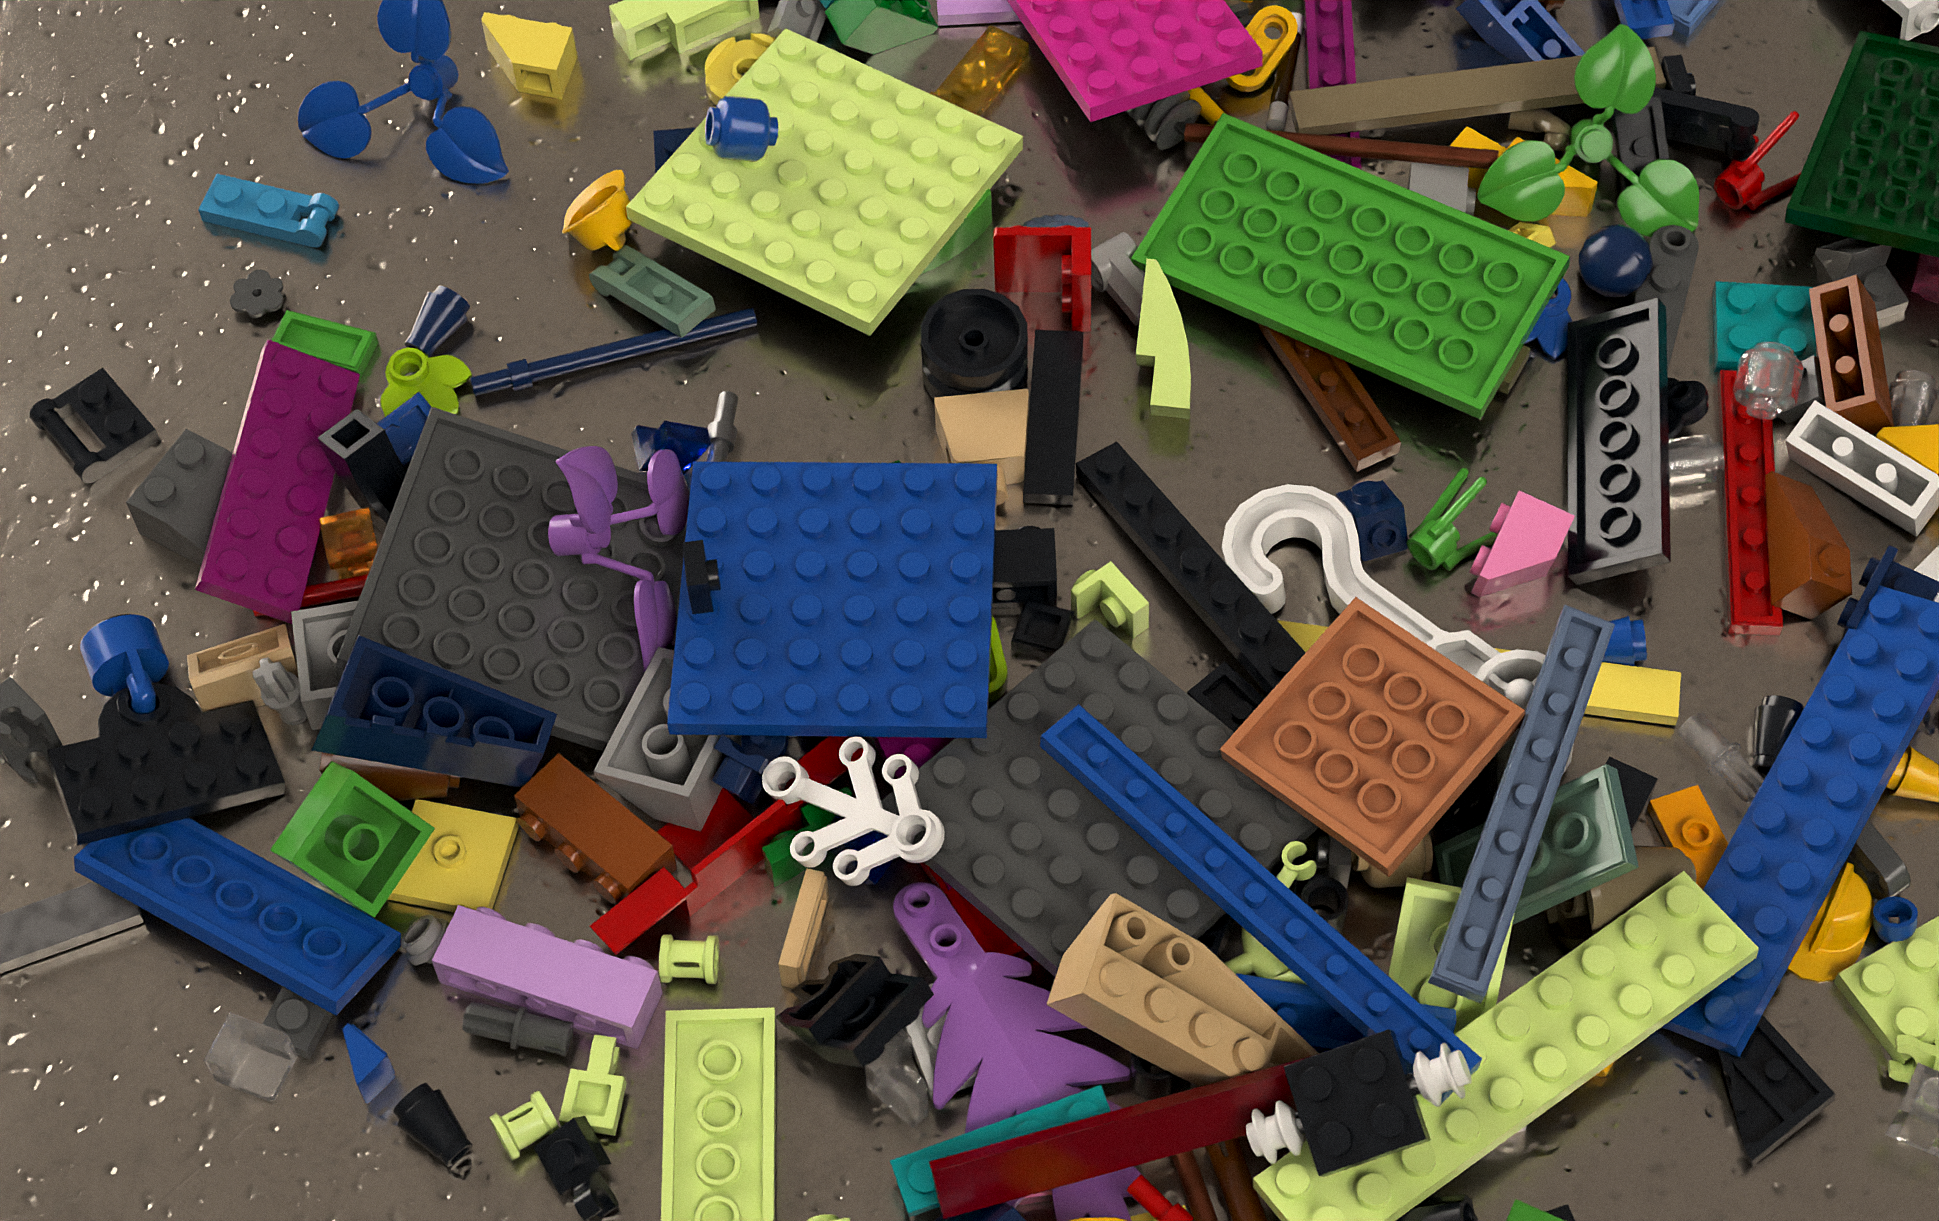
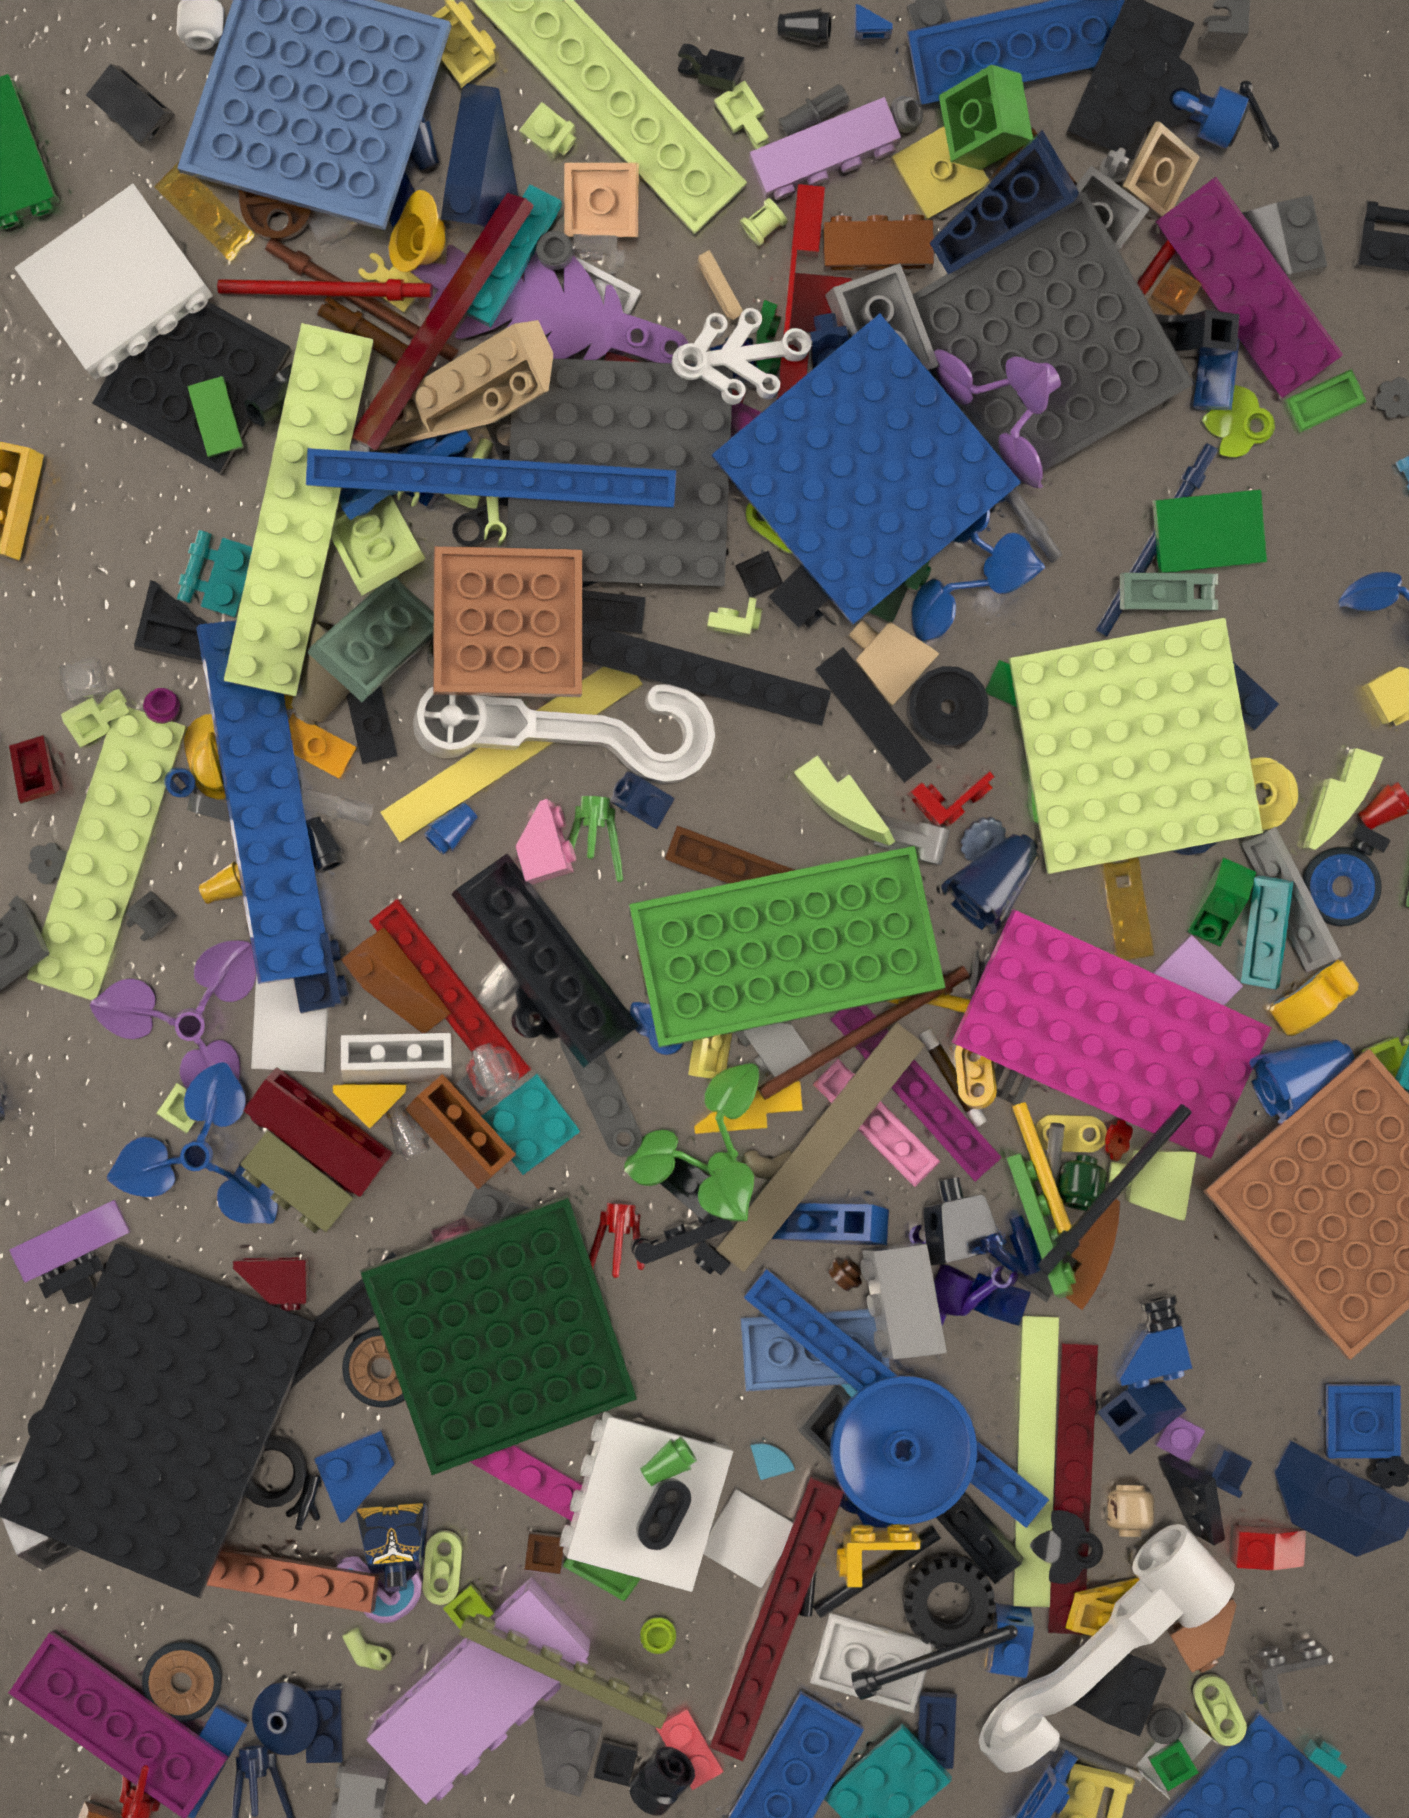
camera: 135 degrees right, 30 degrees up
(71, 680) = (1246, 88): none -> black hinge
(437, 320) = (1273, 468): dark blue cone -> none
(524, 1125) = (760, 65): yellowish green bush -> none
(556, 313) = (1209, 531): none -> green tile
(600, 213) = (1252, 616): yellow piece -> none
(684, 440) = (1063, 496): clear blue bracket -> none
(701, 576) = (936, 401): black plate -> none
(740, 128) = (1201, 716): blue head -> none
(790, 368) = (1007, 569): none -> blue plant
(843, 1129) = (601, 199): none -> light nougat plate
(854, 1009) = (650, 259): black plate -> none
(892, 343) = (1001, 684): none -> green tile
(948, 1111) = (554, 250): none -> dark grey tile
(1081, 178) = (993, 882): none -> dark blue cone
(1357, 1103) = (344, 405): black plate -> none
(1393, 56) = (883, 1130): none -> bright pink tile
(1521, 805) = (397, 645): sand blue tile -> none
(1615, 260) = (646, 1094): dark blue hair -> none
(1650, 1093) = (227, 577): none -> teal plate
(1850, 1016) = (161, 705): none -> magenta plate

